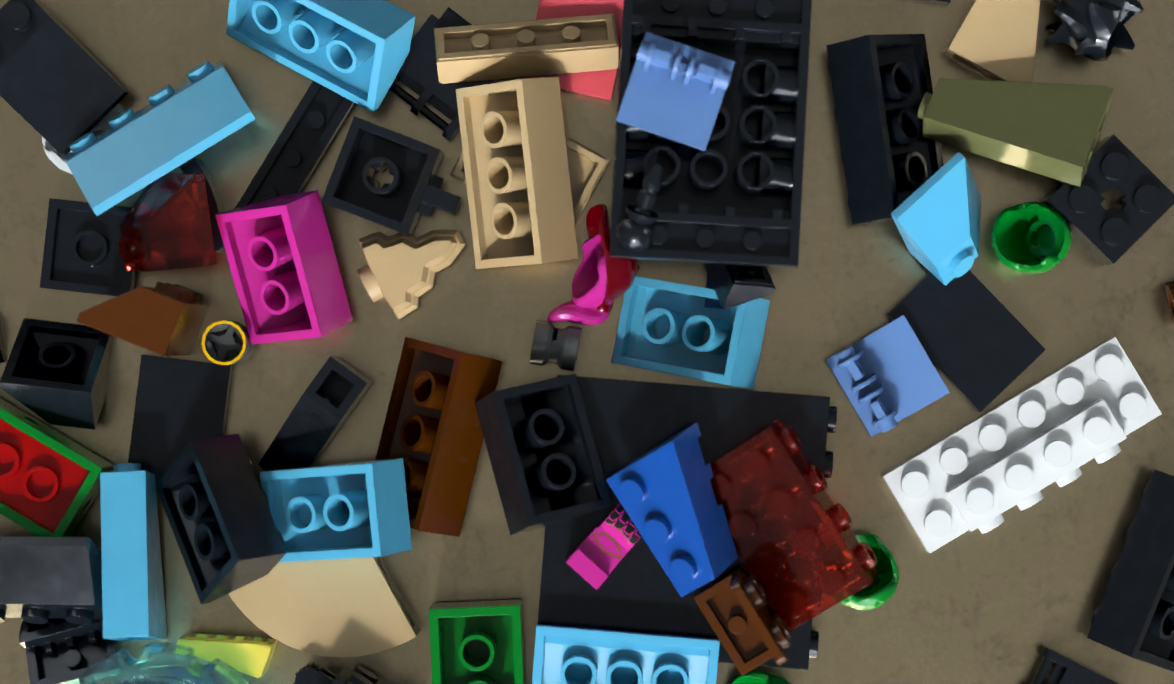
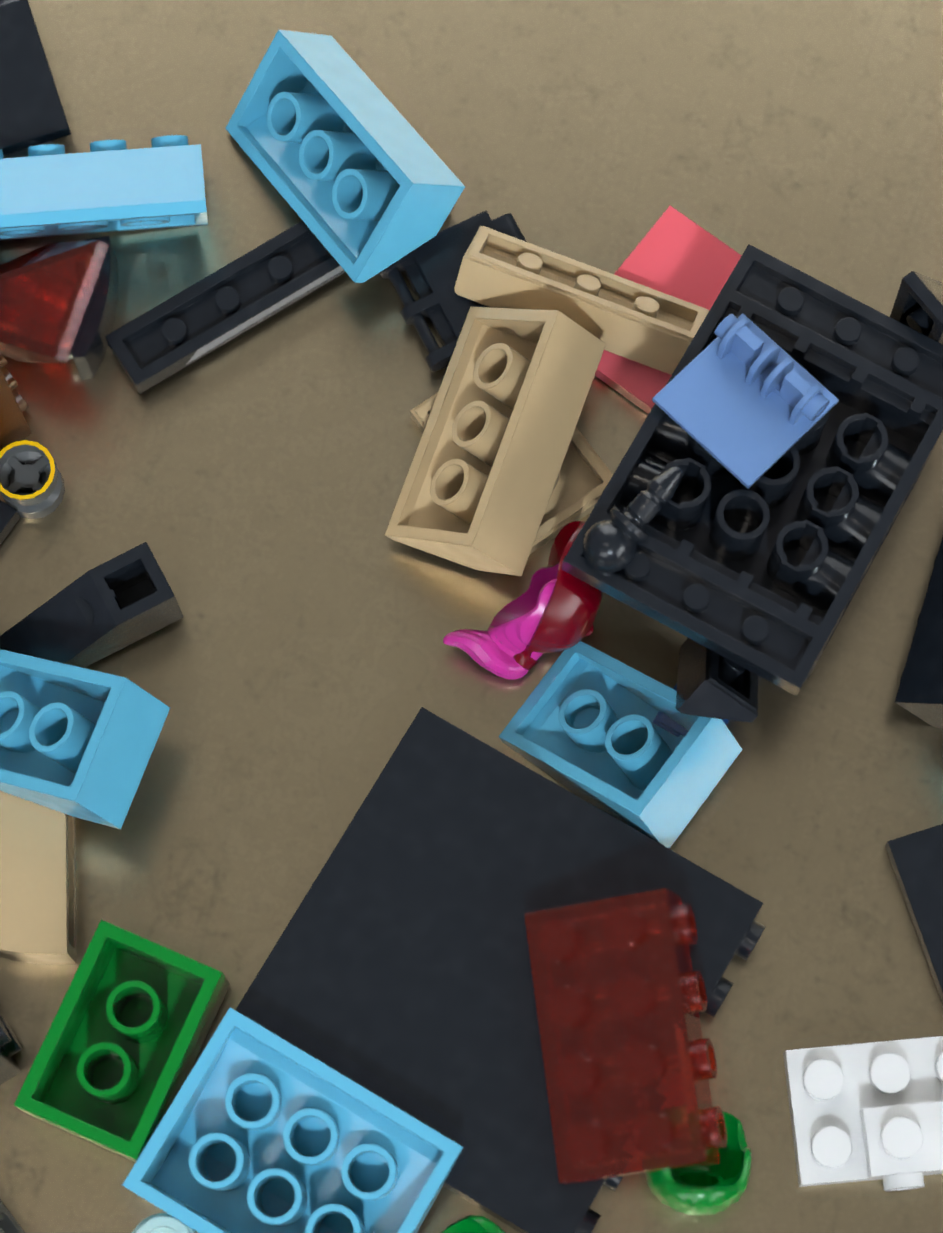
camera: 25 degrees right, 15 degrees down
(284, 268) = (148, 417): dark pink slope -> none
(396, 204) = (336, 406): black hinge -> none
(405, 265) = (298, 492): tan rock -> none
(437, 430) = (235, 710): reddish brown slope -> none
(542, 453) = (352, 789): black slope -> none
(555, 345) = (437, 676): dark grey wheel -> none
(604, 547) = (378, 946): dark pink leg -> none
(676, 510) = (489, 938): blue wedge -> none
(743, 622) = (506, 1136): reddish brown bracket -> none
(887, 376) = (852, 920): medium blue hinge -> none

